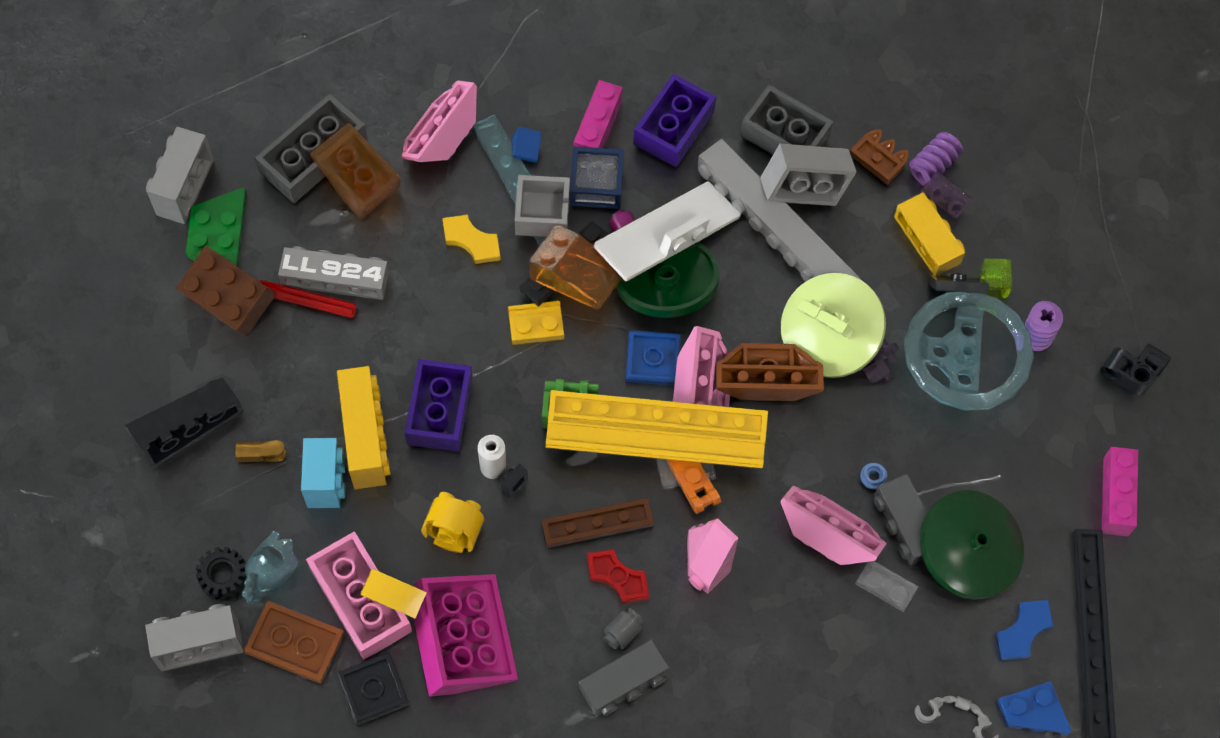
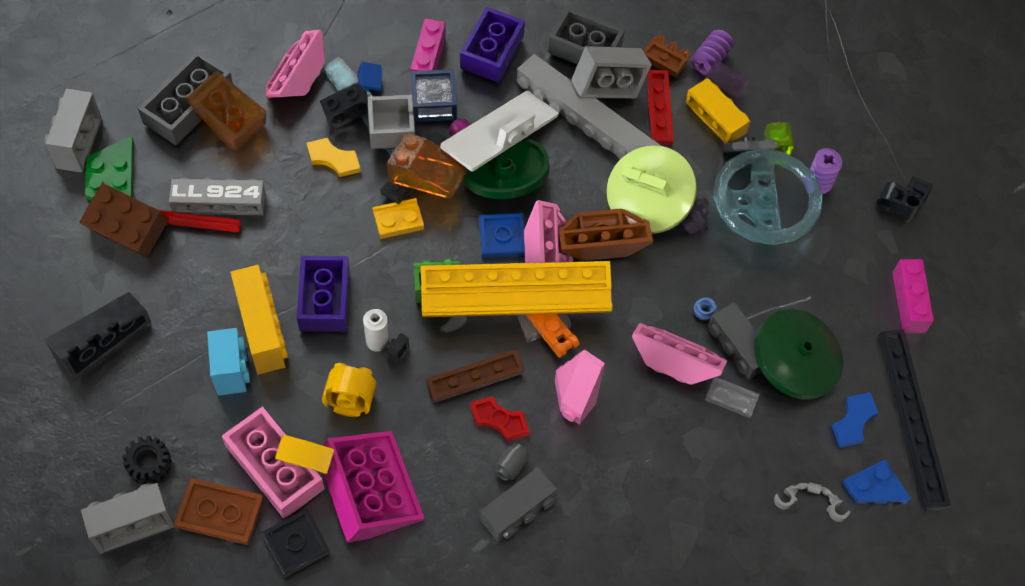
camera: 10 degrees left, 5 degrees down
(260, 451) = (170, 351): pearl gold bar -> none
(265, 570) = (185, 452): clear light blue piece -> none
(492, 178) = (345, 105): none -> black brick
(861, 221) = (659, 107): none -> red plate

